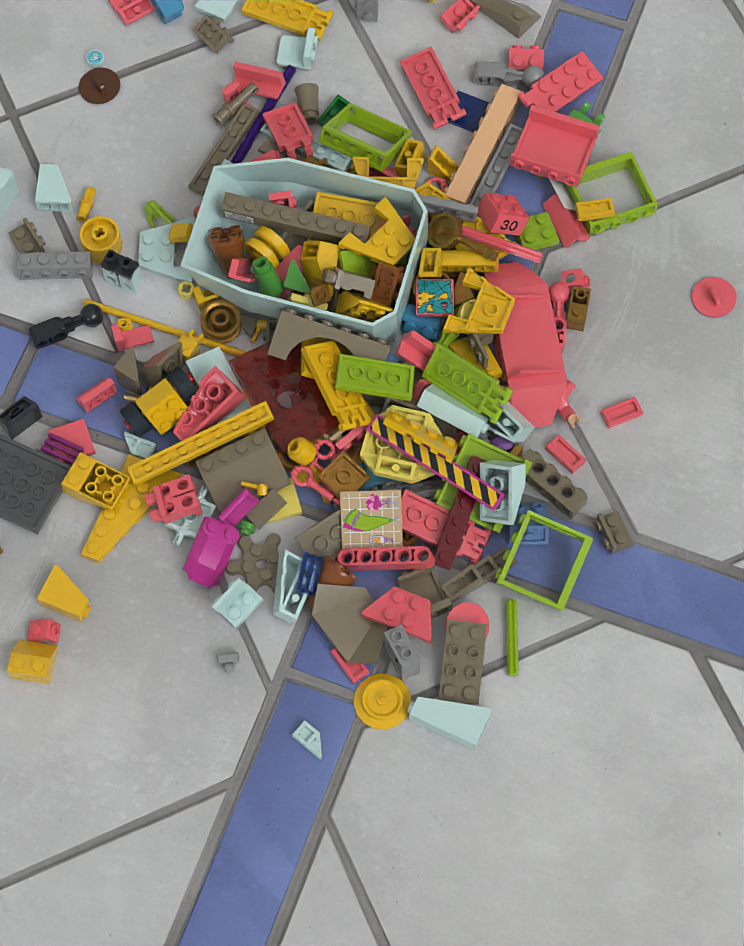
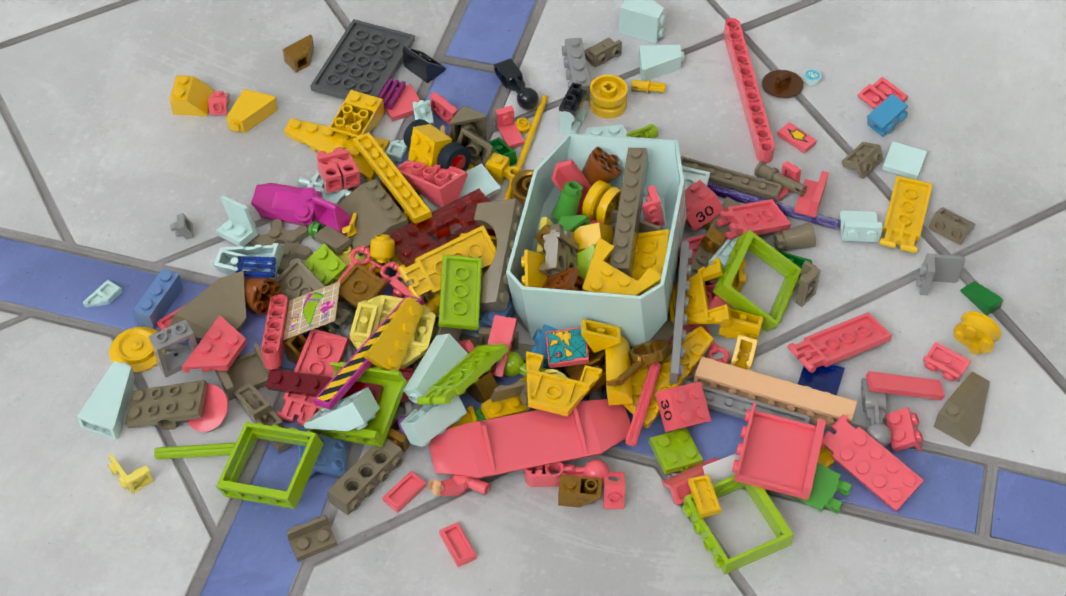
camera: 85 degrees right, 15 degrees down
(99, 117) = (748, 91): none -> coral beam
(99, 417) = (423, 111): none -> light aqua hips
(155, 346) = (502, 148): none -> green slope
(176, 84) = (797, 137): none -> coral tile
(299, 517) = (326, 265): none -> lime plate
(326, 679) = (158, 298): none -> medium blue brick
(370, 98) = (807, 283): none -> dark tan bracket
(485, 47) = (905, 385): none -> coral tile
(543, 686) = (135, 481): none -> light yellow bracket

